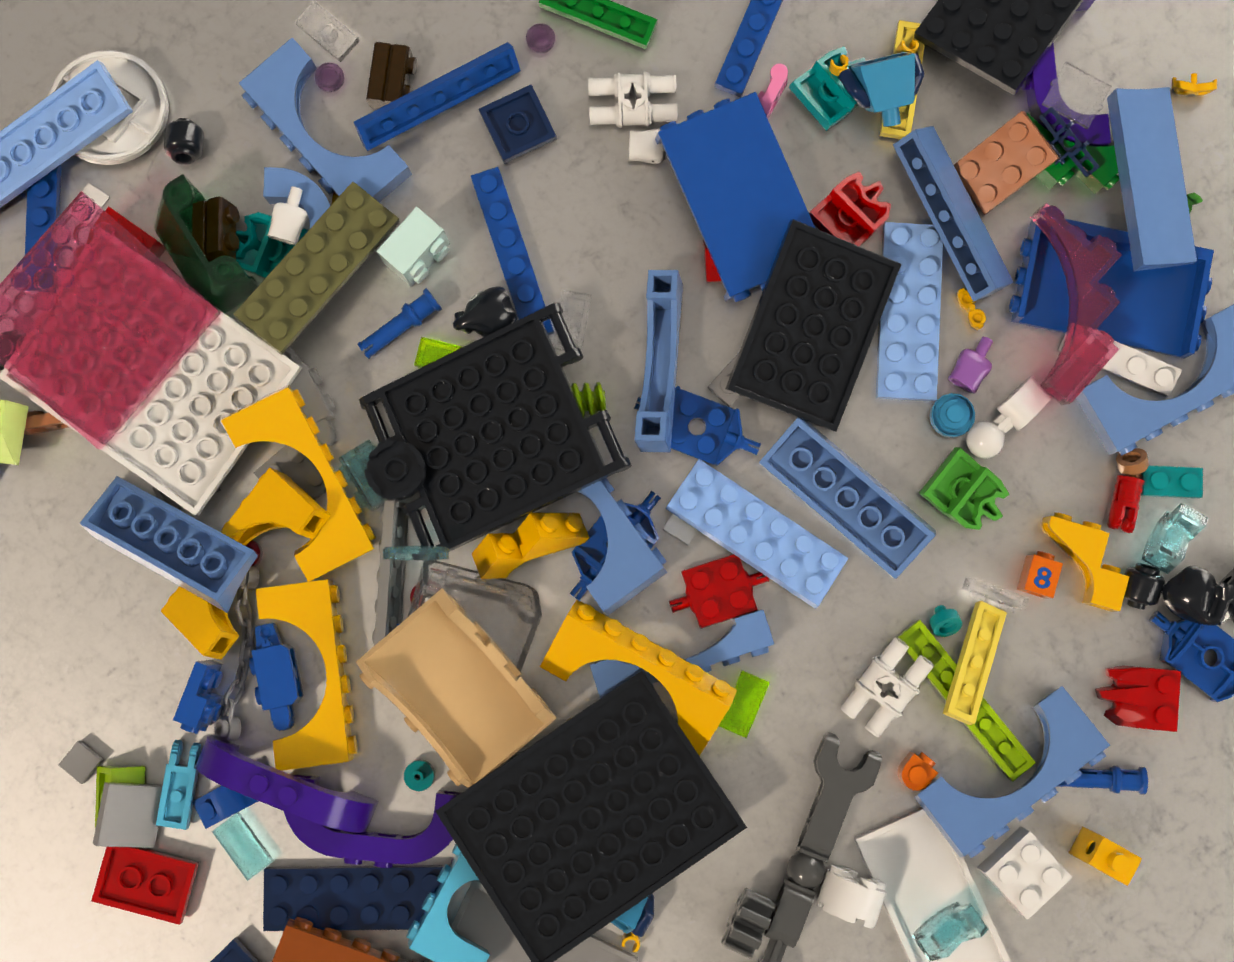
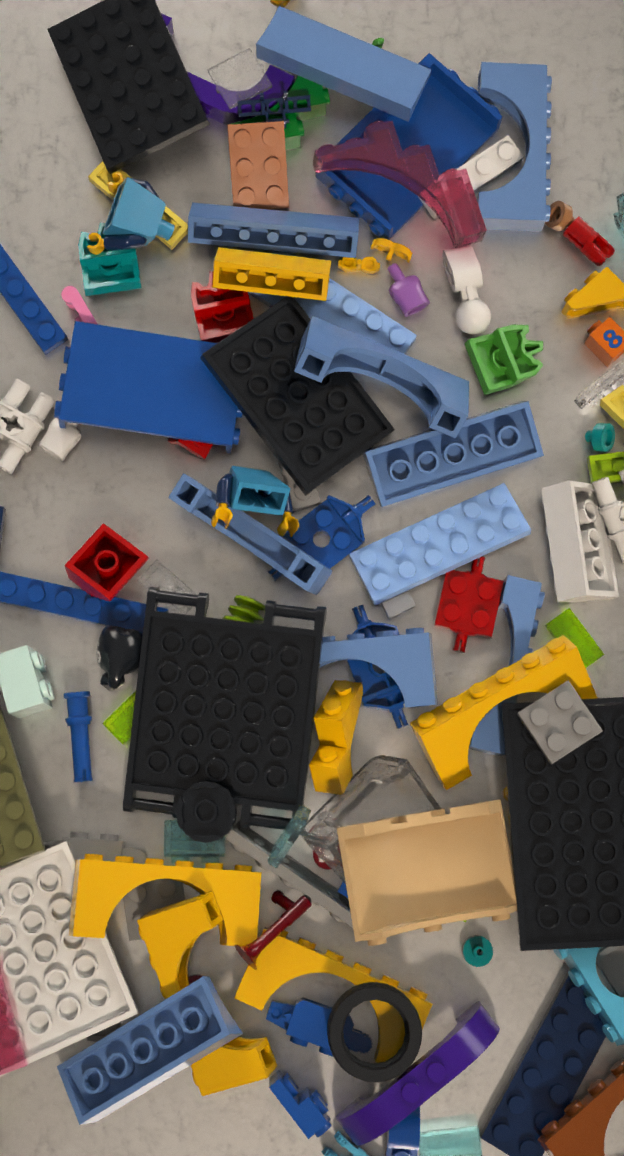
camera: 65 degrees left, 5 degrees down
(229, 727) = (339, 1094): light grey piece -> none
(257, 733) = (406, 1054): none -> black tyre
(356, 596) = (293, 912): none -> dark red piece
(378, 847) = (518, 1024): dark purple arch -> none
(557, 252) = (104, 564): none -> red slope
(654, 731) = (559, 722): none -> light grey plate
(699, 342) = (255, 492): none -> dark azure torso
(832, 657) = (578, 543): none -> white slope
(892, 444) = (334, 349): none -> medium blue arch
(908, 235) = (271, 274): none -> yellow brick
(952, 415) = (437, 330): dark azure plate -> none
(1005, 328) = (392, 248): none -> yellow piece
(1173, 482) = (593, 195): teal plate -> none

